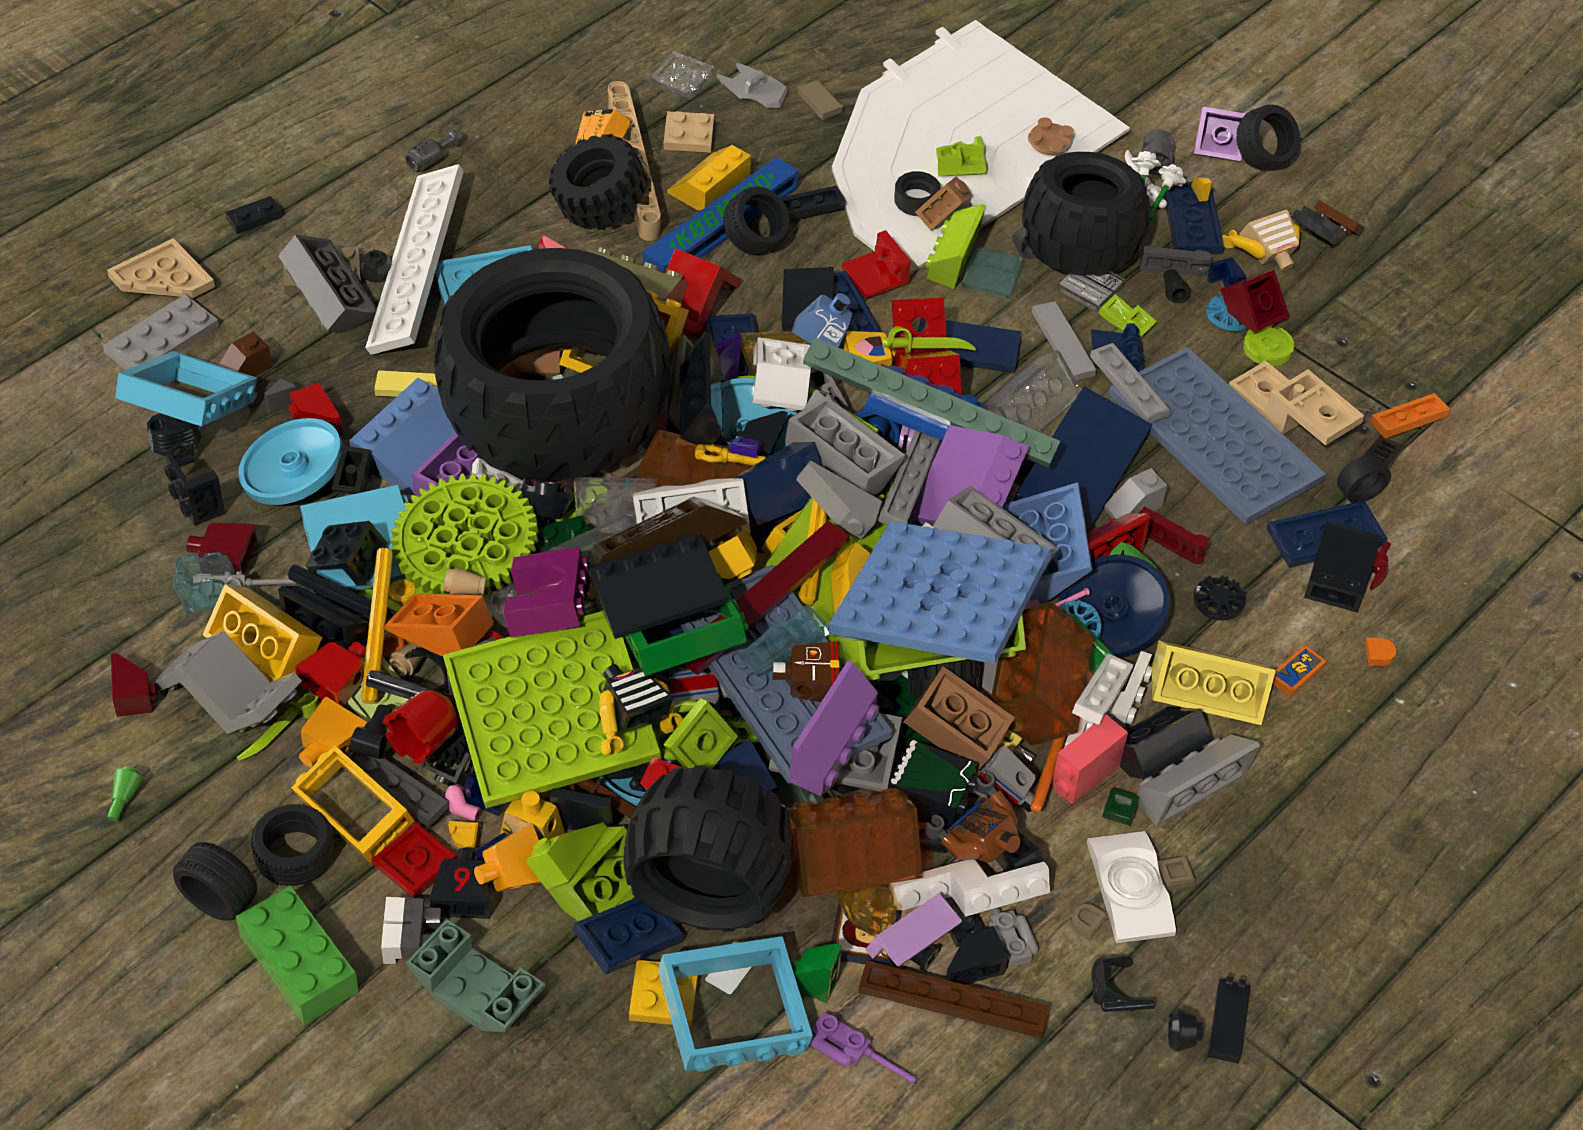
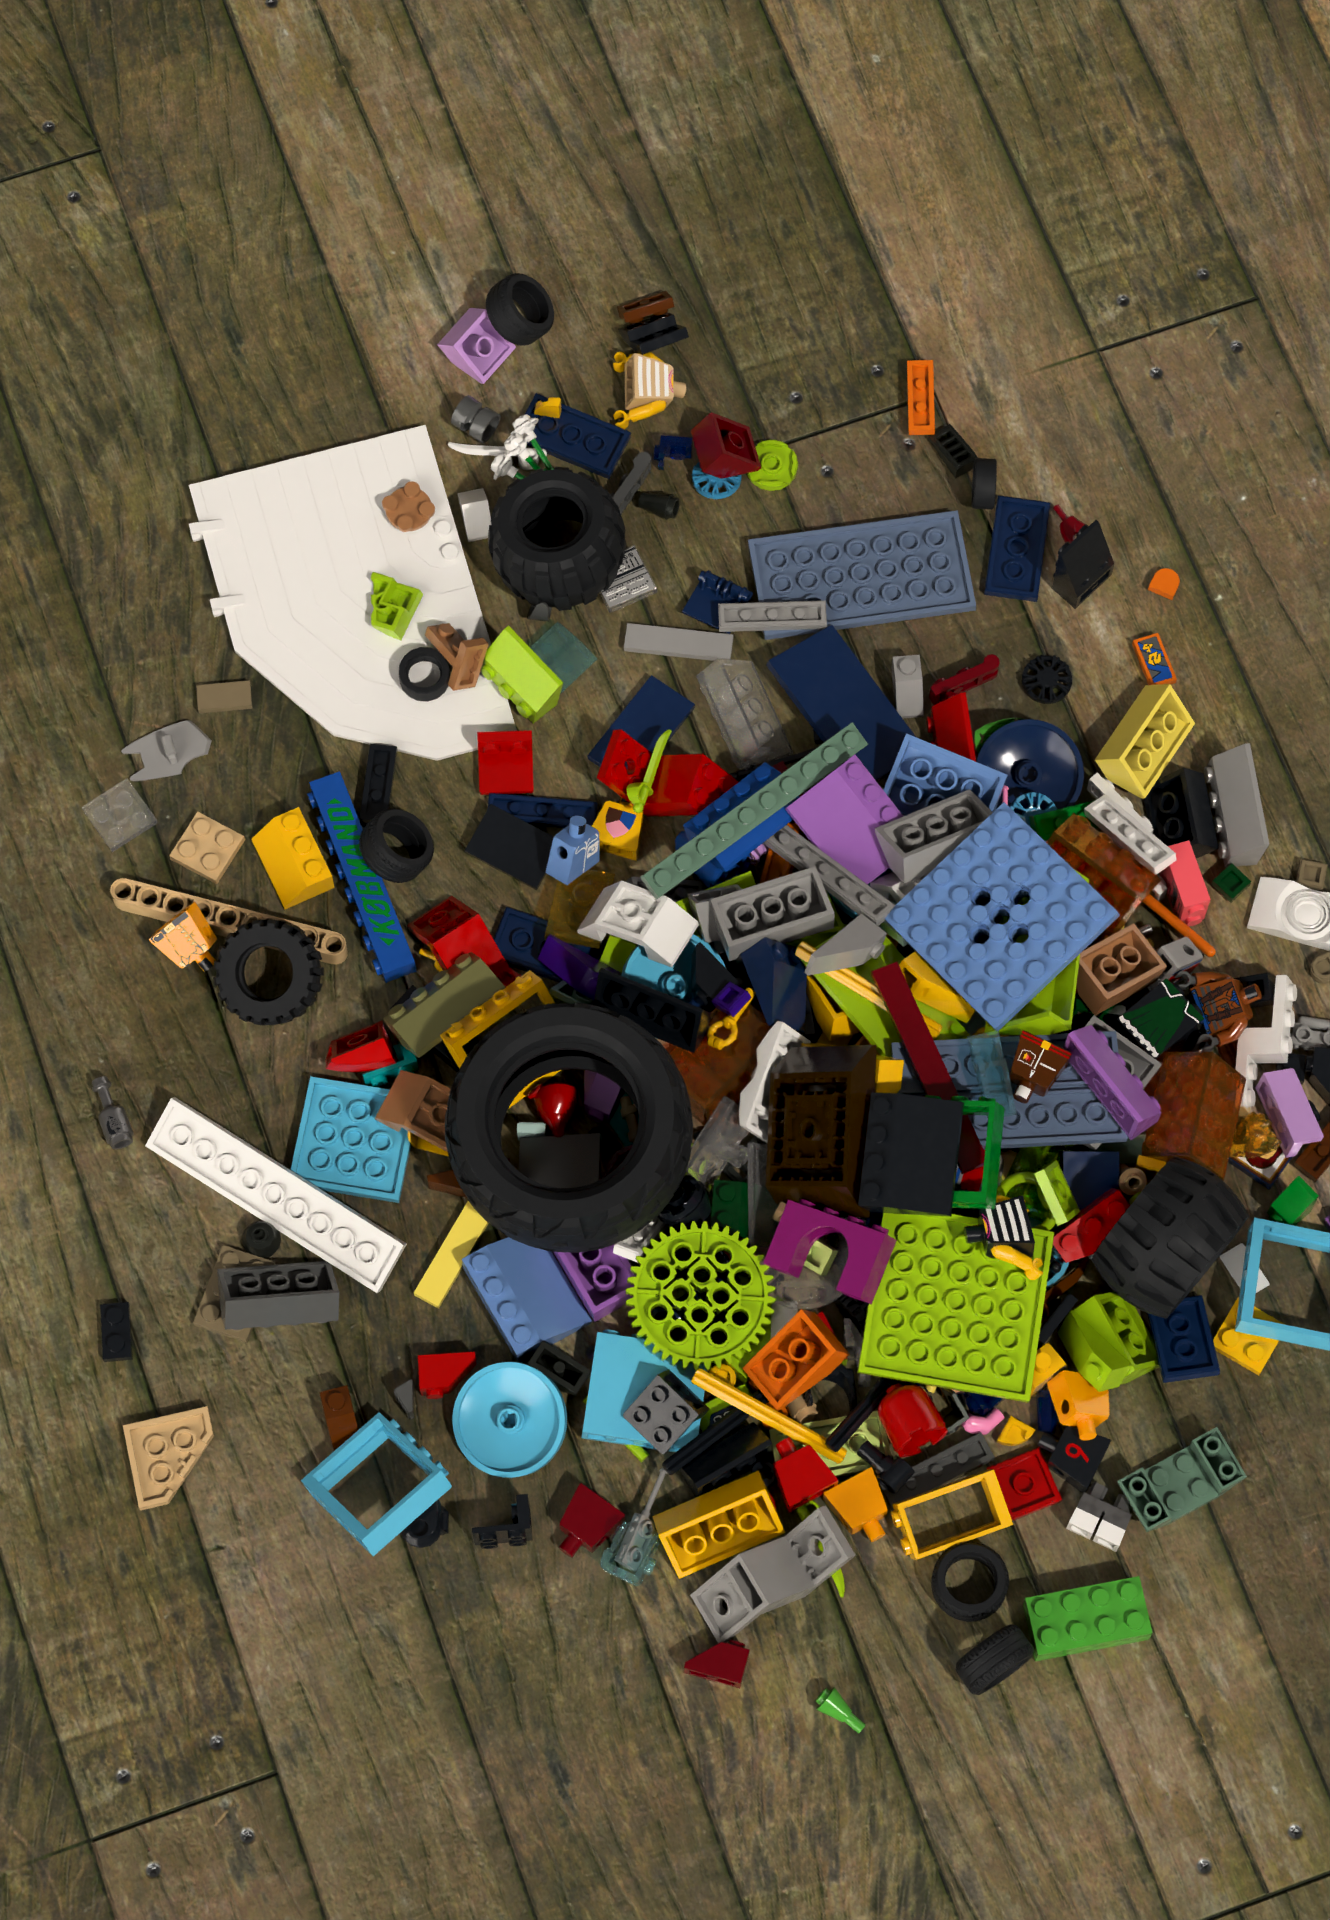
camera: 60 degrees left, 20 degrees up
(162, 332) = (255, 1486): light grey plate -> none
(463, 582) = (767, 1321): tan cone -> none
(1121, 314) = (677, 570): lime slope -> none
(1297, 402) = (869, 487): tan bracket -> none

